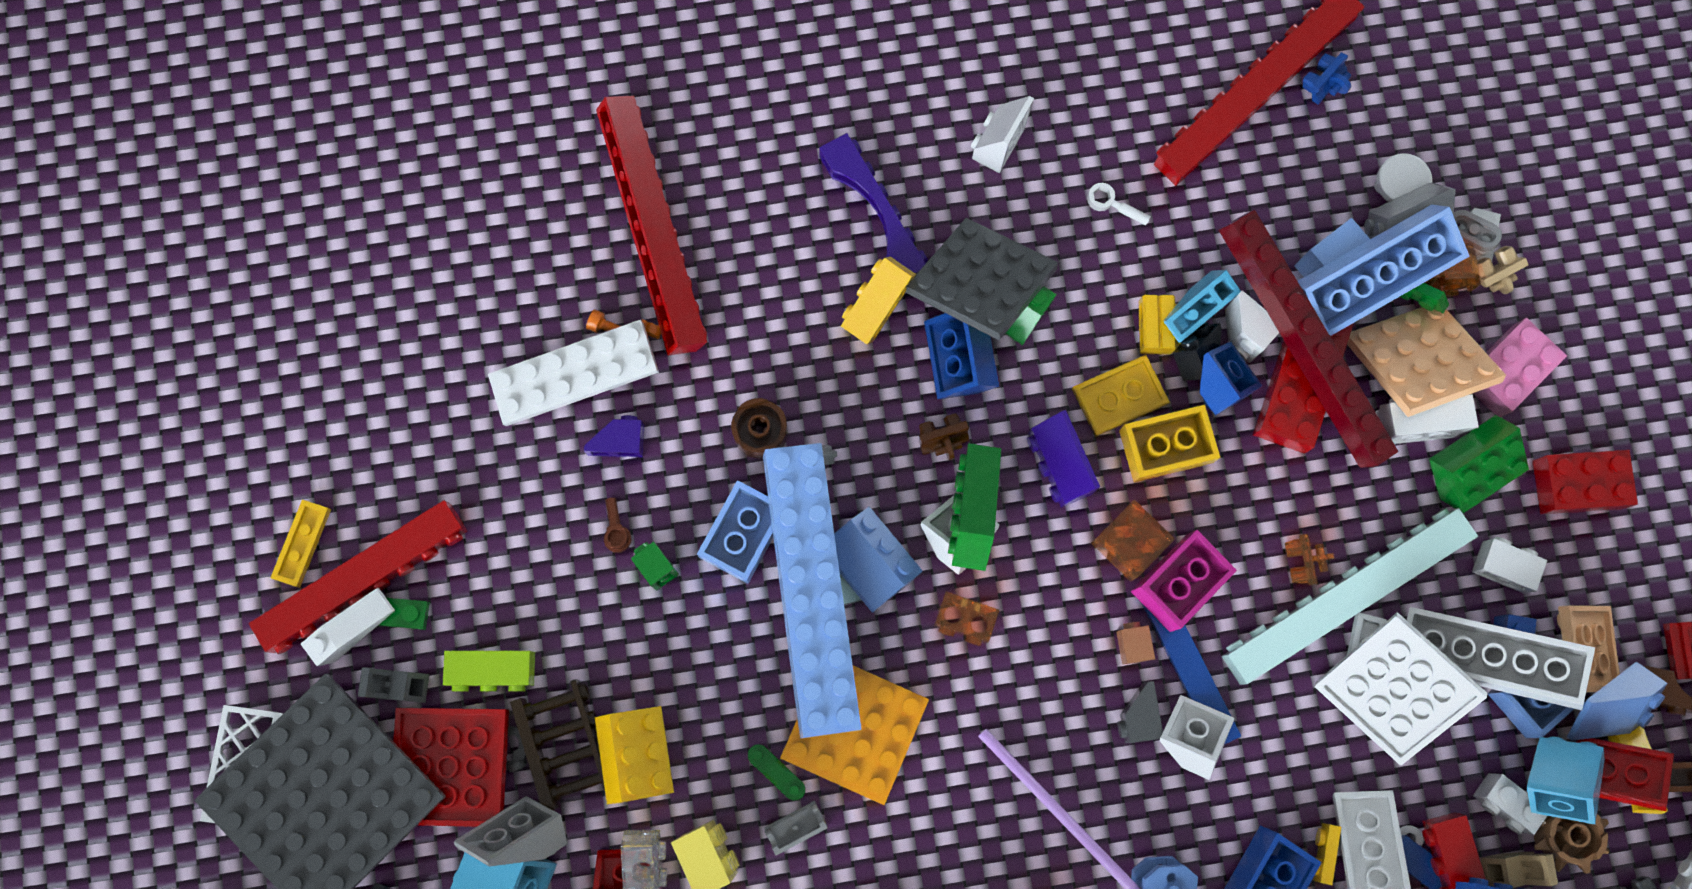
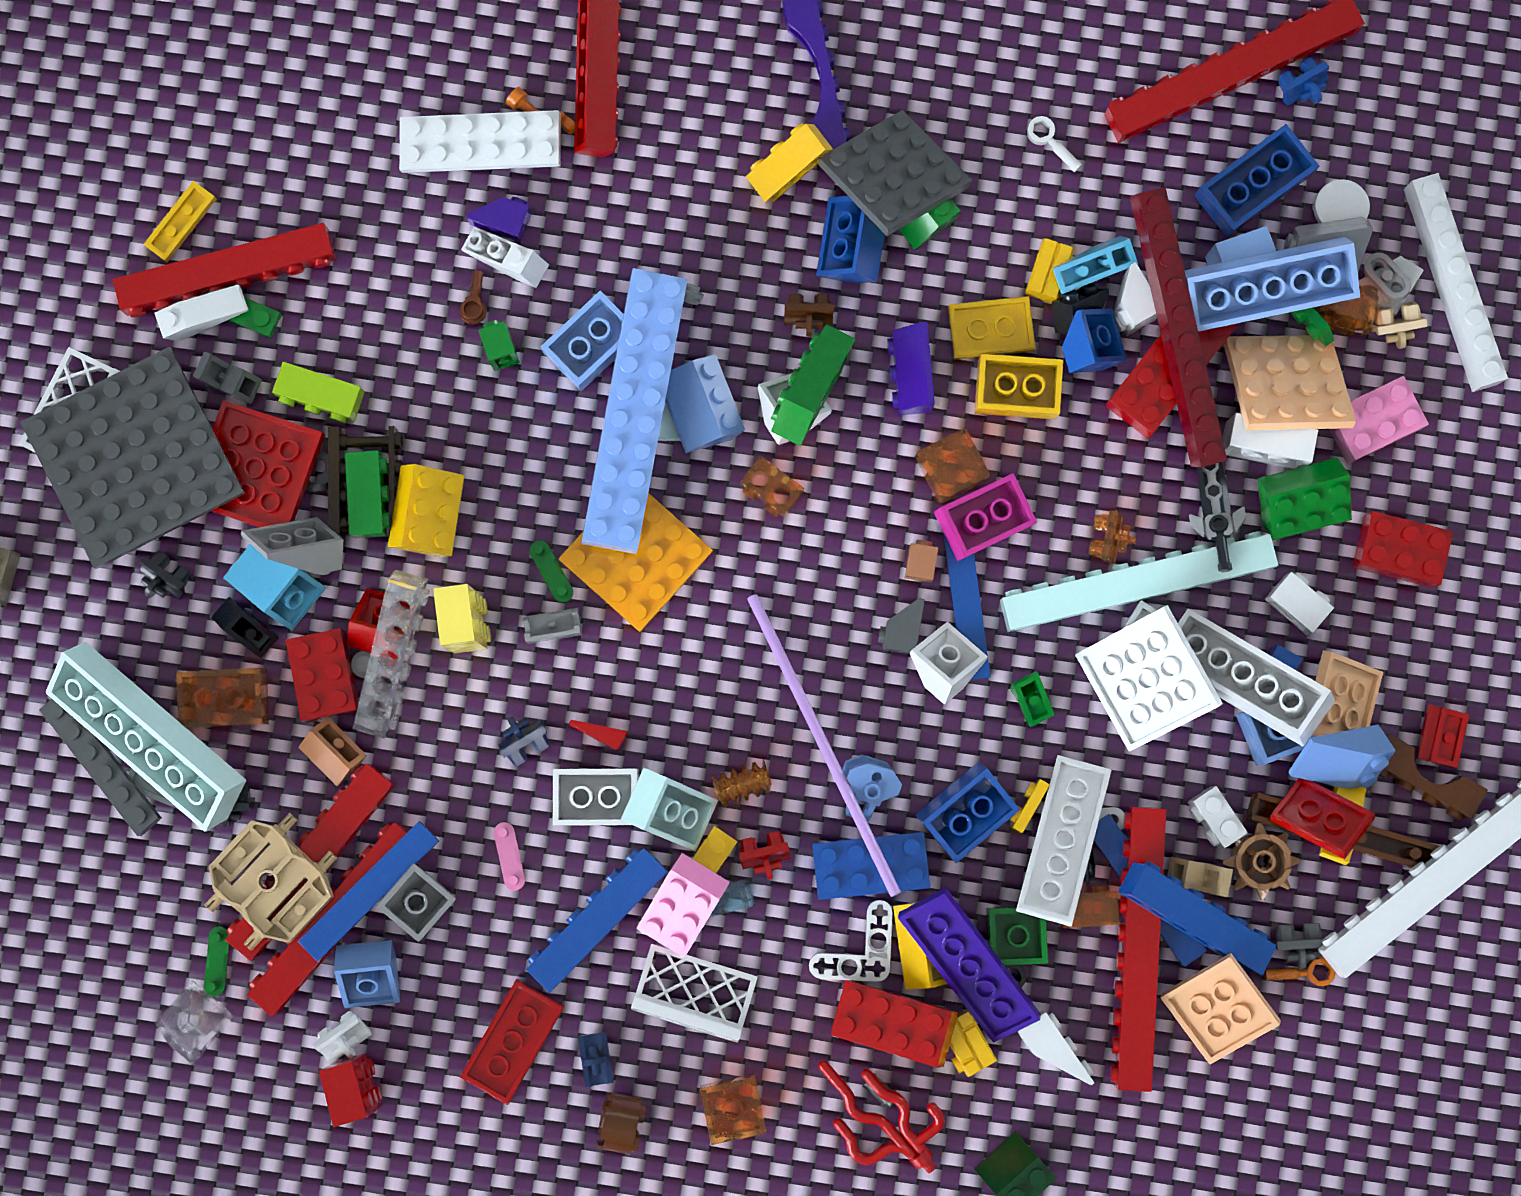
camera: 20 degrees right, 5 degrees up
(570, 758) = (367, 494): none -> green brick
(633, 476) = (506, 256): none -> white slope
(744, 427) = (624, 242): reddish brown brick -> none
(1001, 133) = (963, 39): white slope -> none
(1291, 745) = (1032, 699): none -> green slope
(1320, 180) = (1256, 180): none -> blue brick
(1399, 501) = (1216, 512): none -> sword
(1536, 217) = (1455, 282): none -> white brick
(1566, 779) = (1266, 804): medium azure slope -> none

